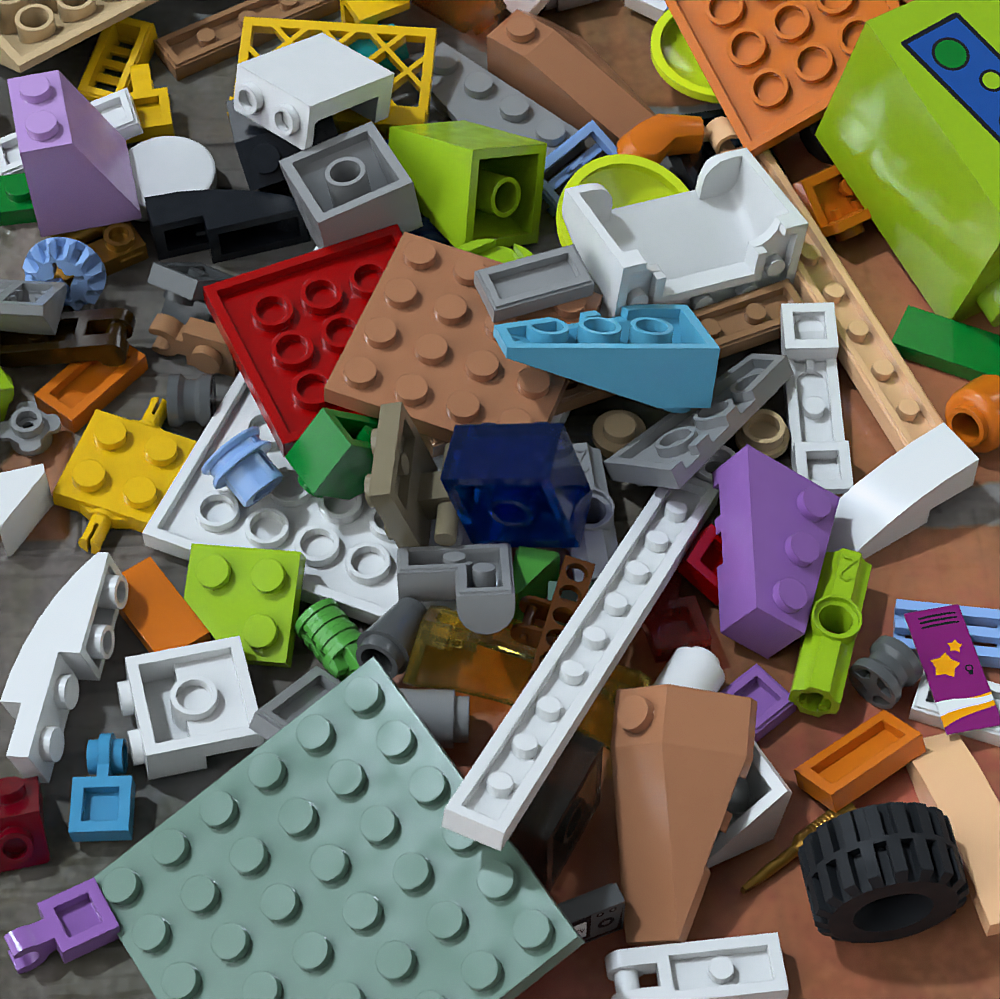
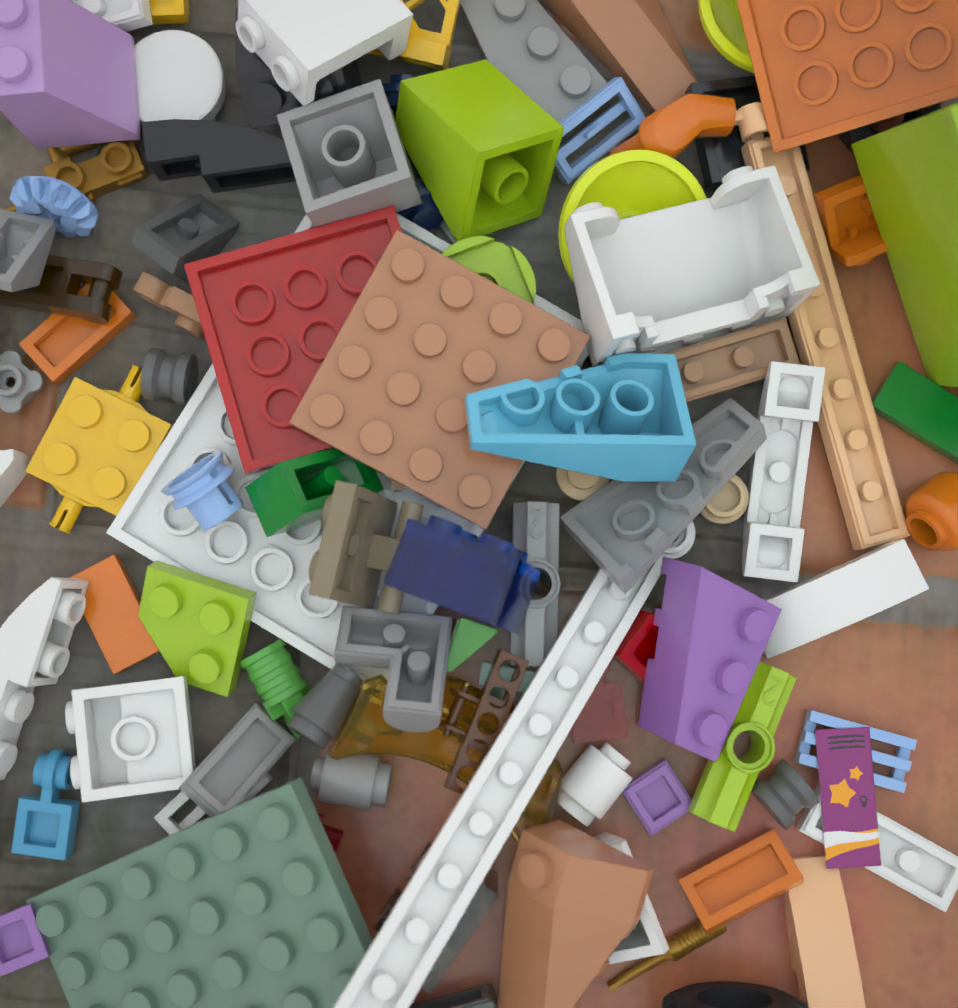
camera: 10 degrees right, 30 degrees up
(533, 283) = (519, 324): light grey tile -> none

